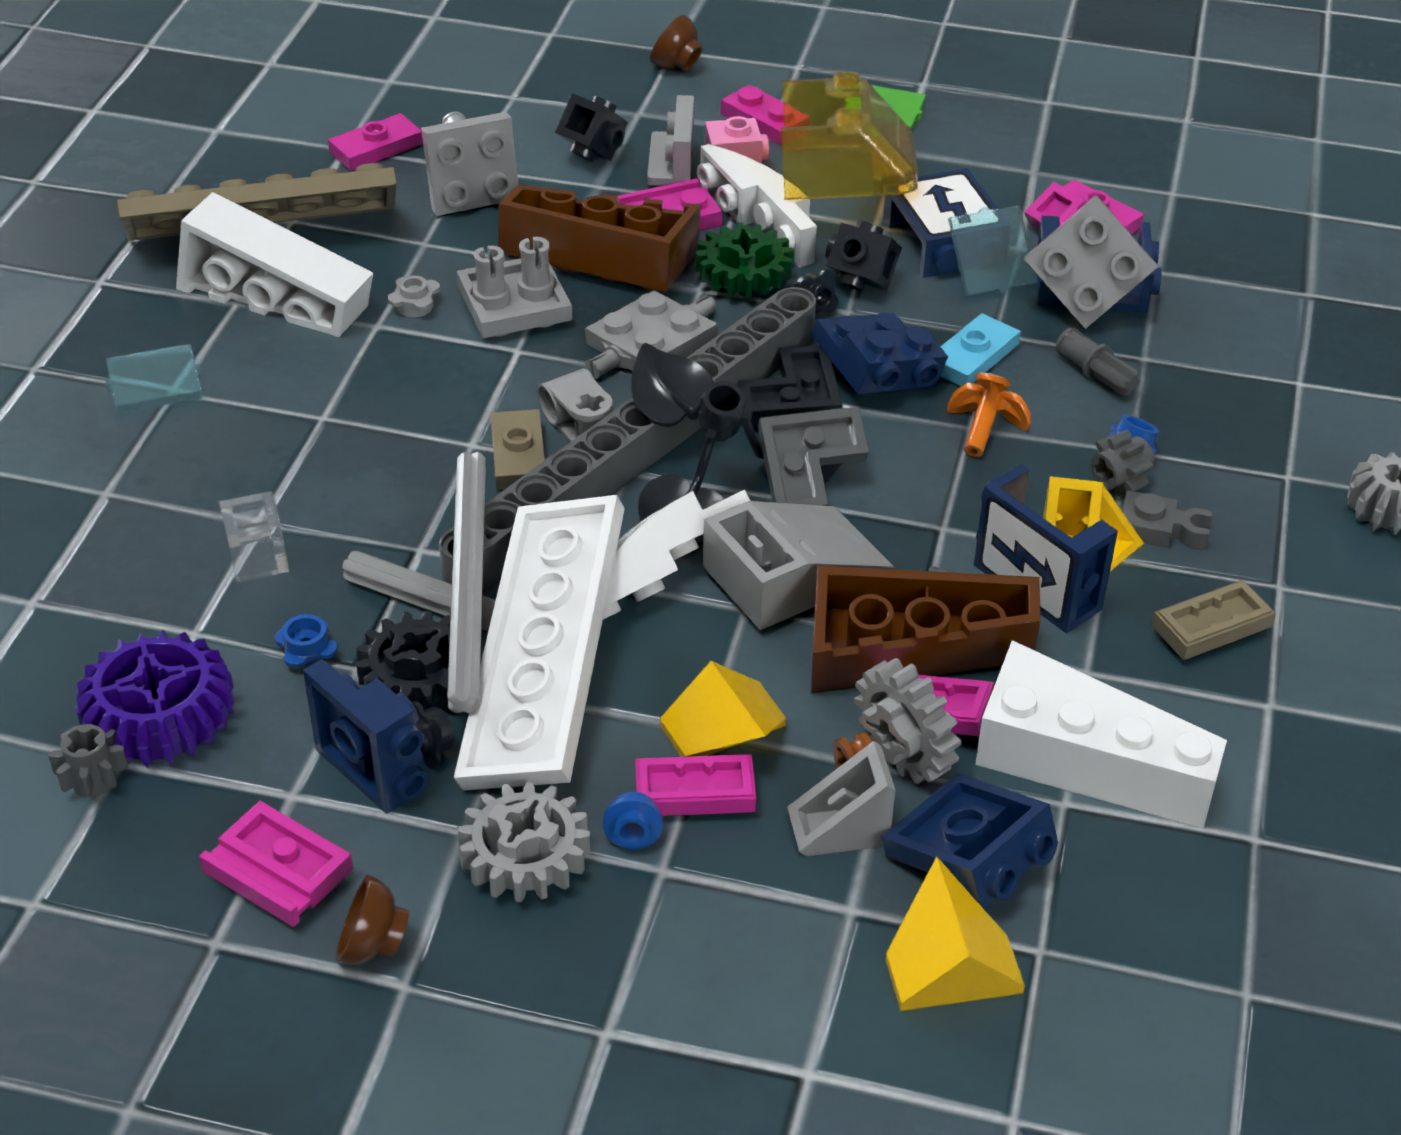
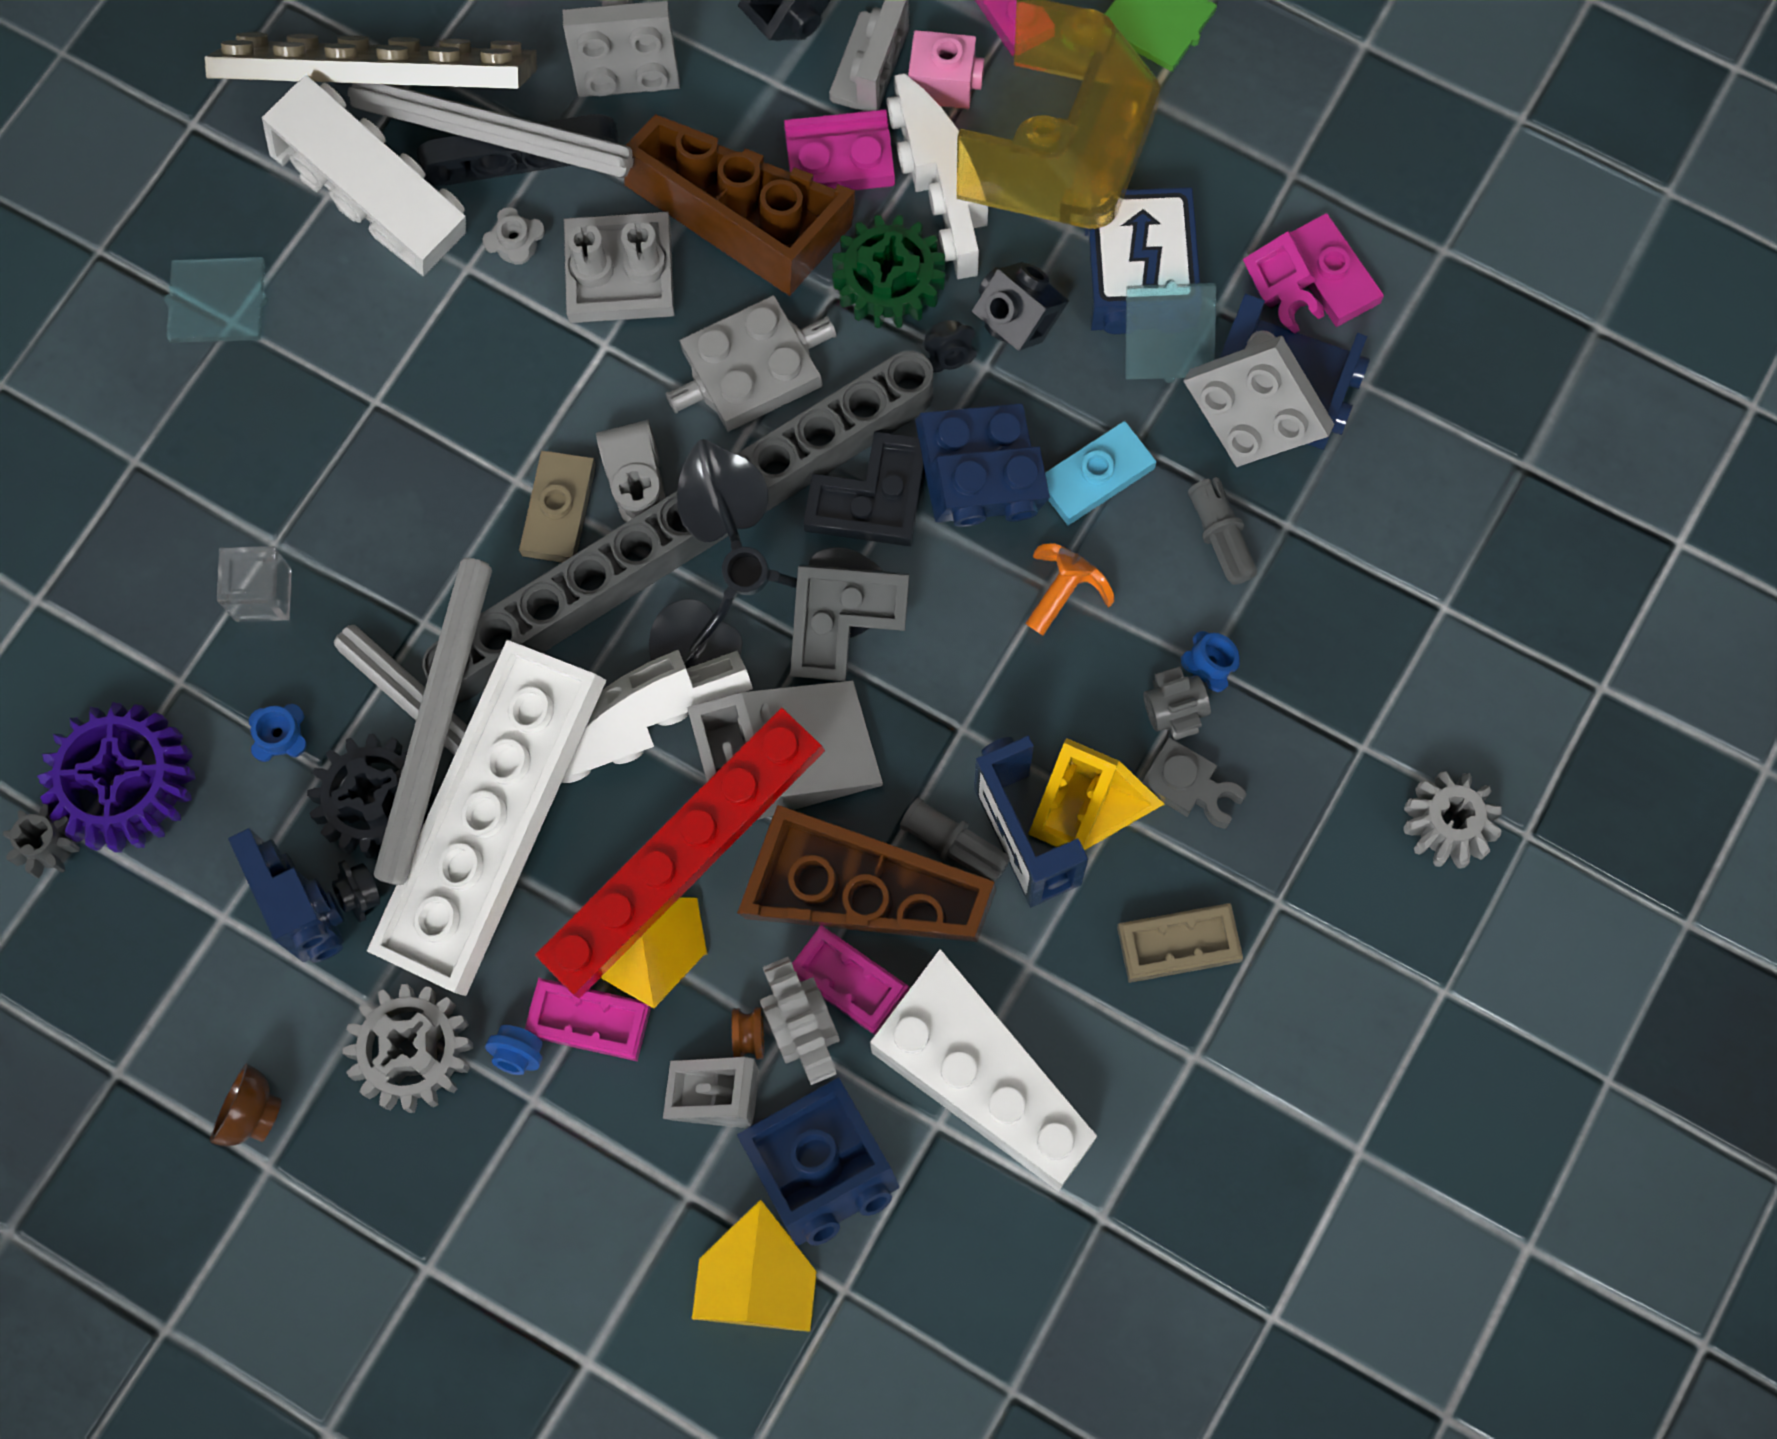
camera: 20 degrees right, 30 degrees up
(276, 863) = (183, 1009): dark pink plate -> none
(390, 213) = (493, 128): none -> light grey axle
(400, 233) = (467, 160): none -> black beam
(739, 617) = (680, 853): none -> red plate

